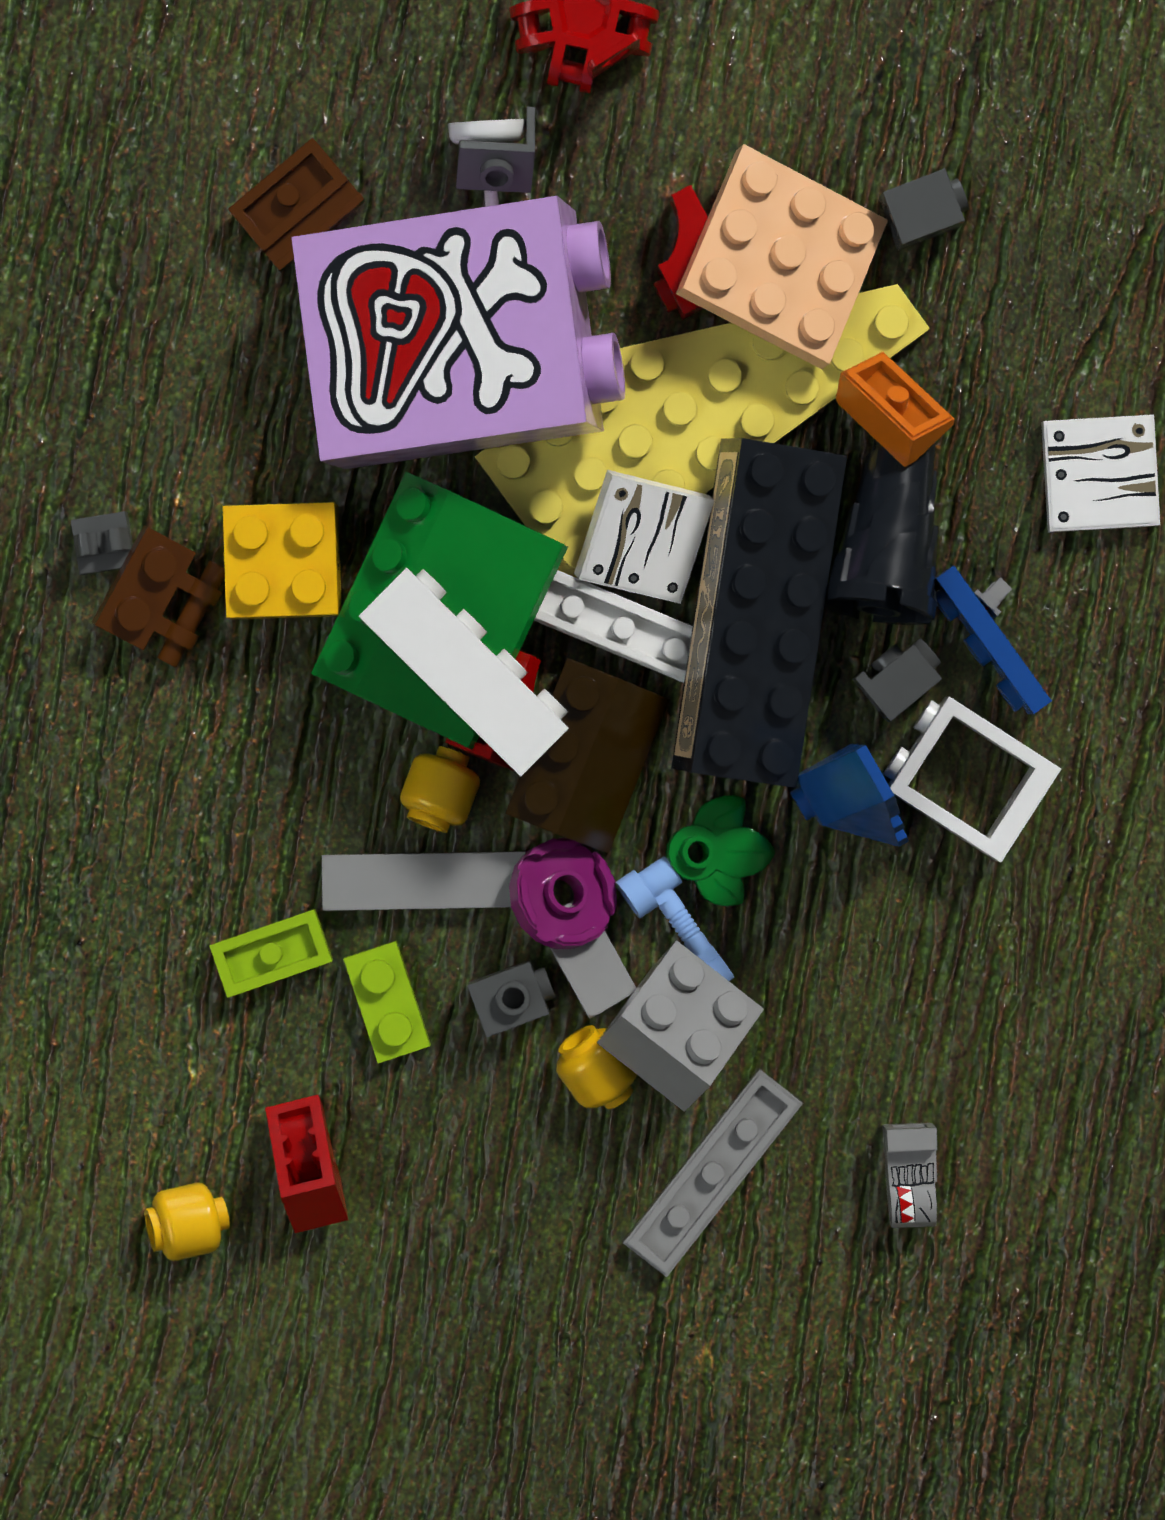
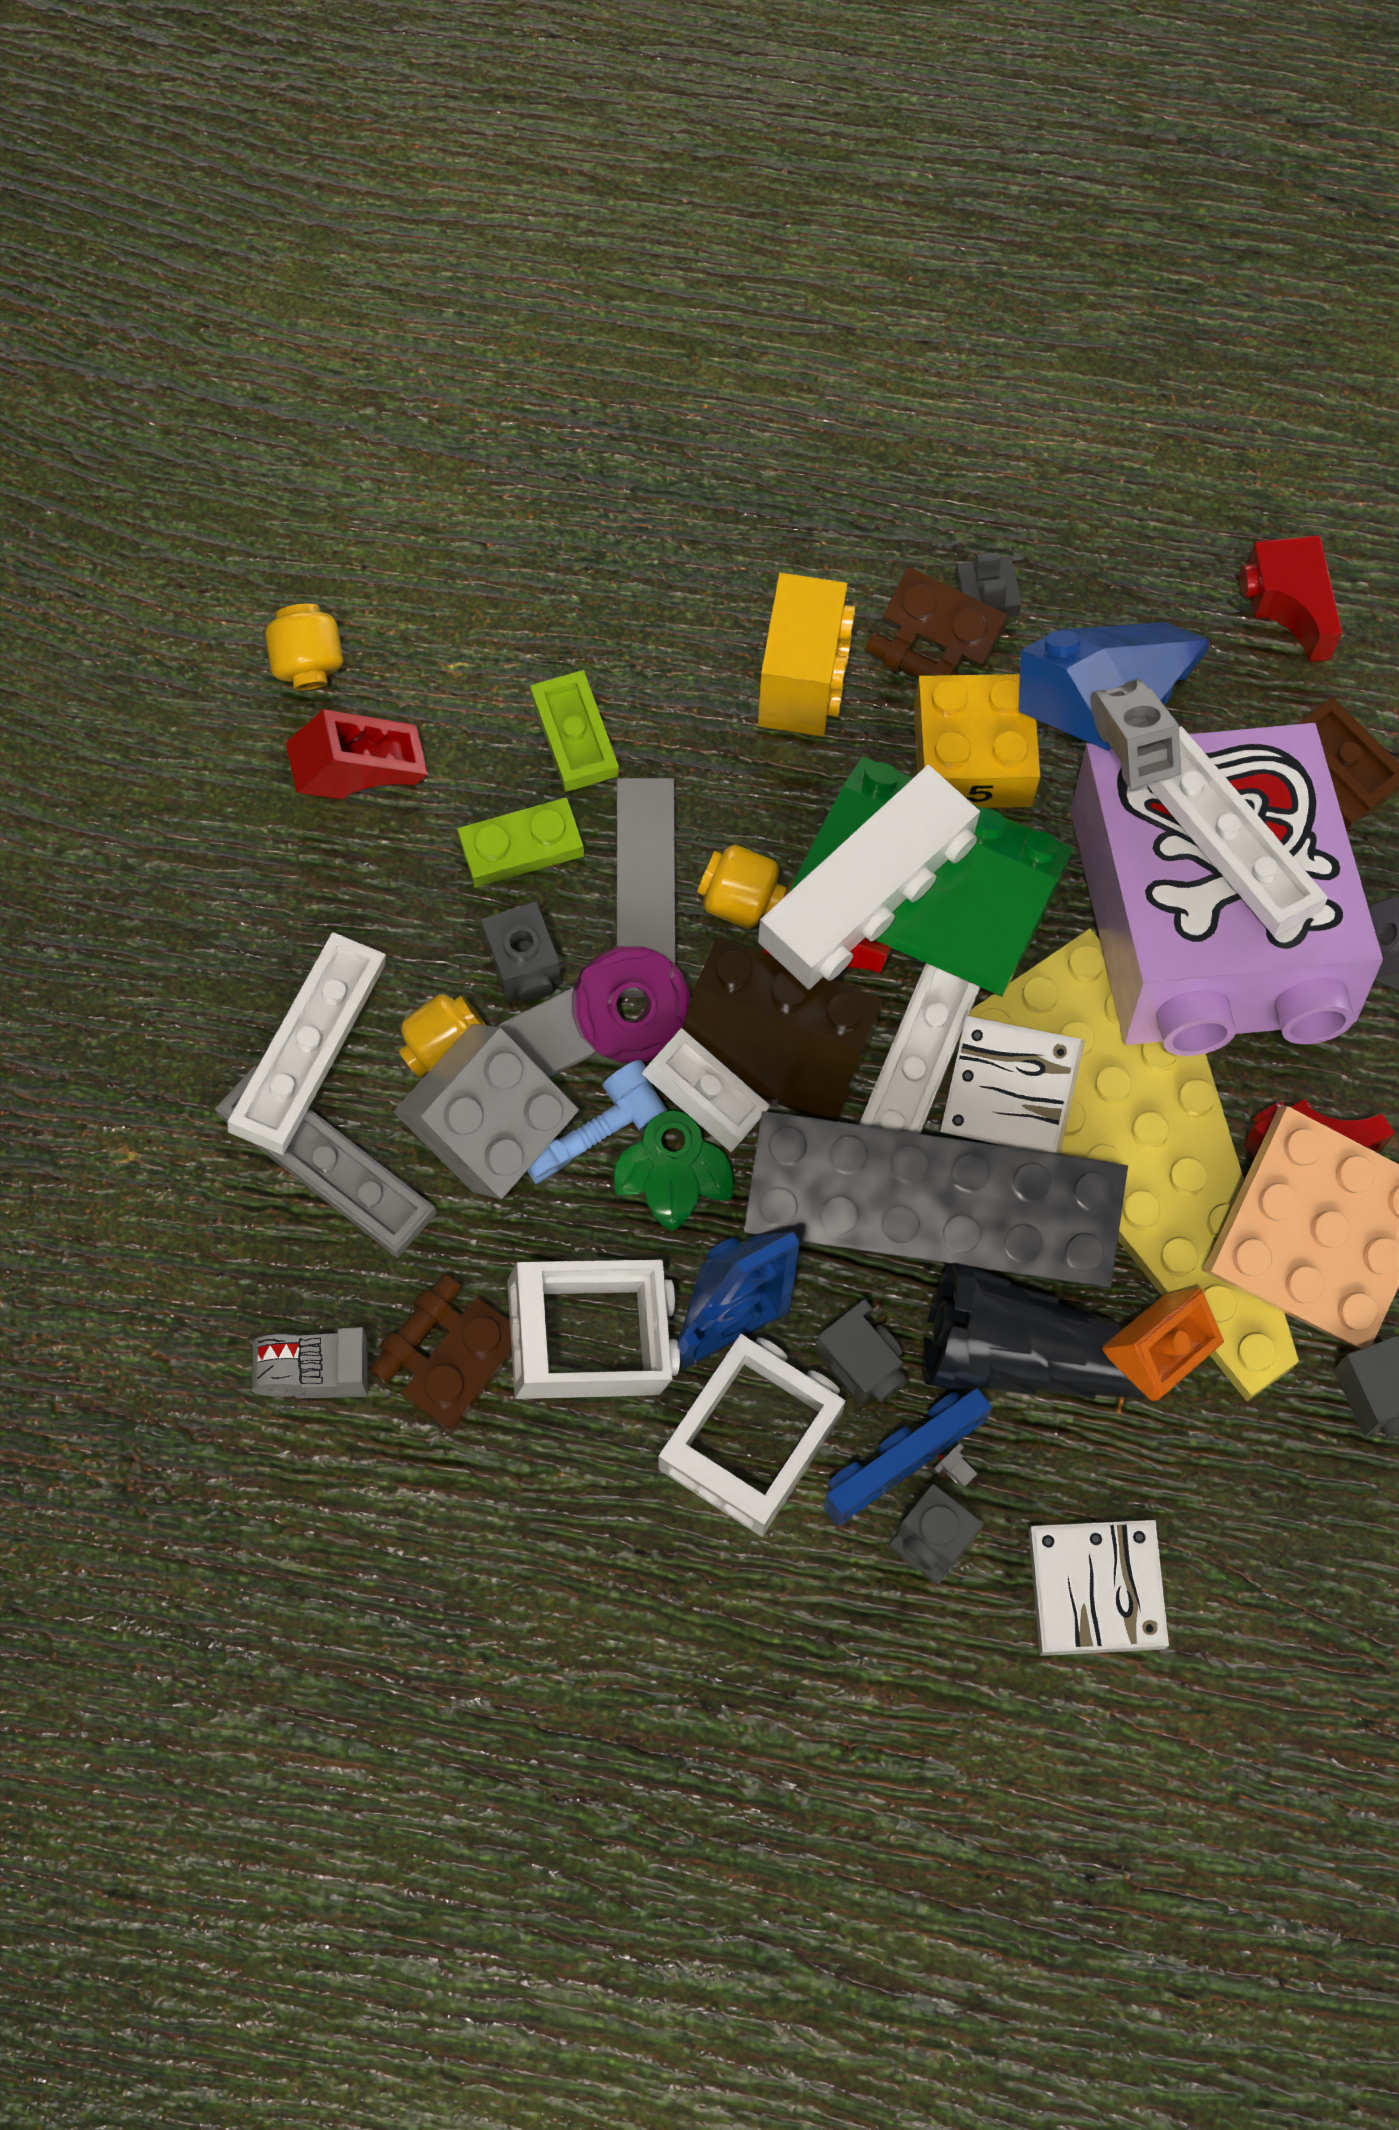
camera: 80 degrees right, 20 degrees down
(101, 238) = (1293, 587): none -> red arch
(198, 730) = (805, 655): none -> yellow brick
(231, 430) = (1073, 663): none -> blue wedge
(335, 417) = (1138, 732): none -> light grey leg
(427, 334) = (1238, 841): none -> white plate
(605, 1194) = (306, 1044): none -> white plate
(647, 822) = (705, 1090): none -> white plate
(887, 980) = (528, 1328): none -> white window
(906, 1040) = (461, 1365): none -> reddish brown plate
(1061, 616) = (935, 1534): none -> dark grey brick

